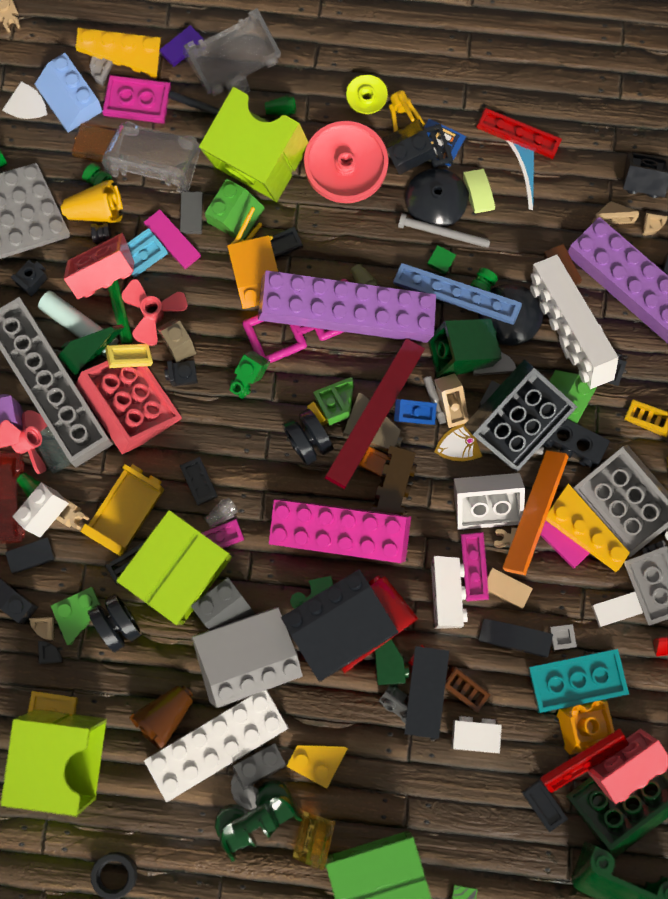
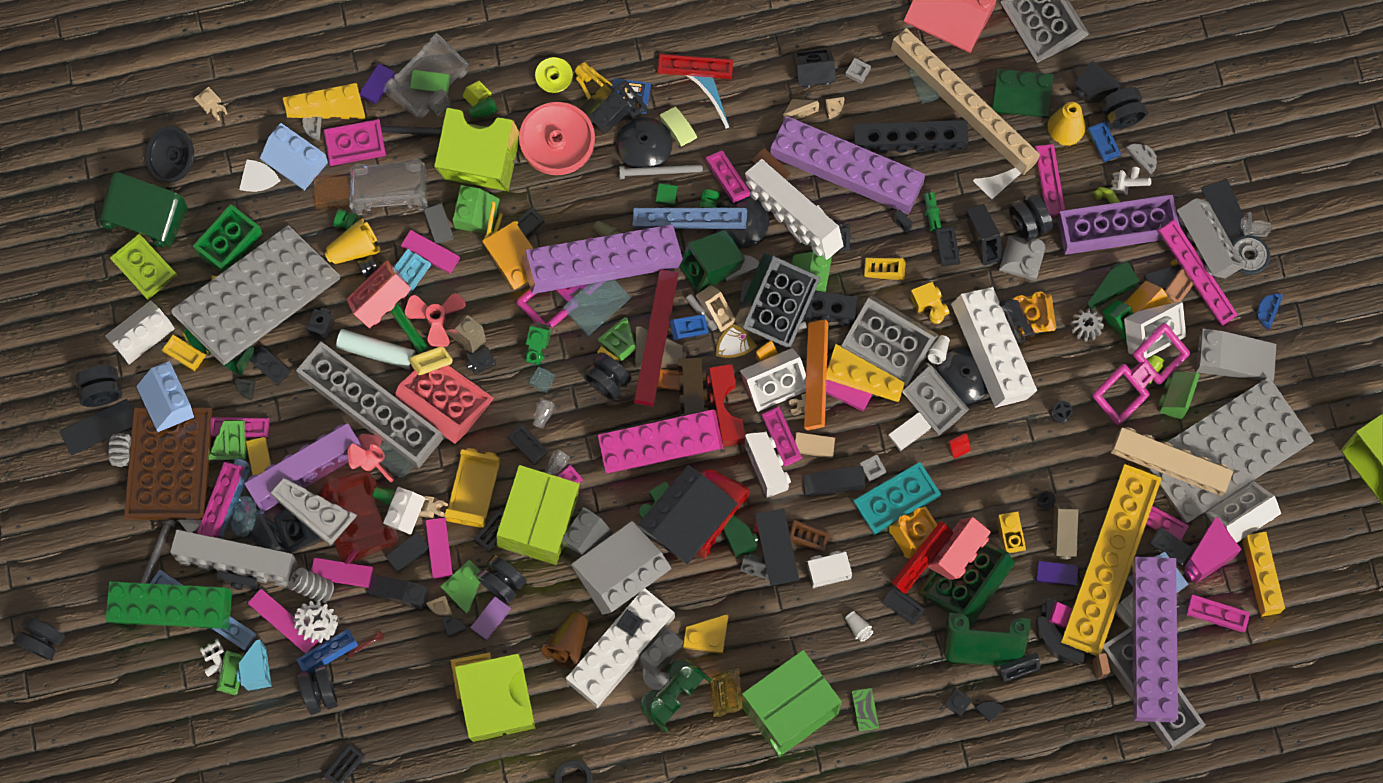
camera: 20 degrees left, 5 degrees down
(65, 562) = (439, 548): none -> dark pink tile
(82, 352) = (392, 368): dark green slope -> none
(90, 660) = (490, 618): none -> medium lavender tile
(227, 452) = (543, 412): none -> clear cone
(233, 725) = (629, 623): none -> black tile
(235, 59) = (429, 81): none -> bright green tile
(240, 415) = (542, 379): none -> clear light blue tile
(280, 87) = (476, 92): none -> neon yellow slope
(325, 353) = (596, 304): none -> clear light blue tile
(430, 483) = (722, 382): none -> red arch
(487, 813) = (859, 627): none -> white cone
(490, 467) = (766, 351): none -> light orange slope
(513, 262) = (727, 176): none -> dark pink plate

